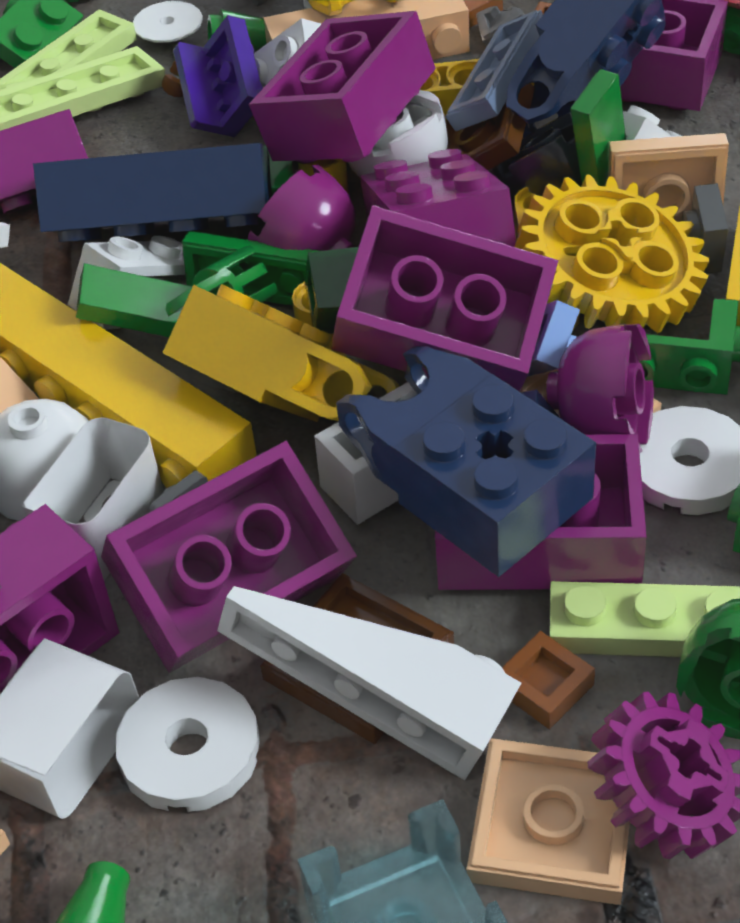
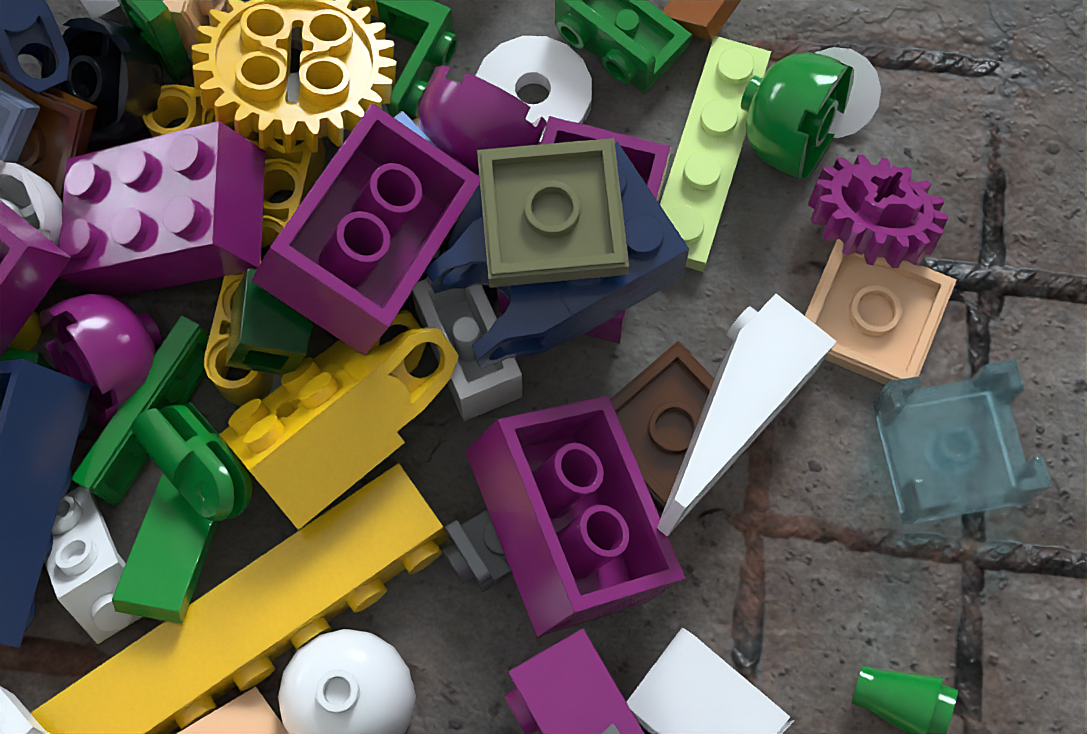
camera: 80 degrees left, 25 degrees up
(79, 474) = (414, 582): white piece -> none
(181, 709) = (766, 573): white tile -> none
(488, 395) = (552, 212): none -> olive tile
(549, 679) = (739, 280): dark orange tile -> none

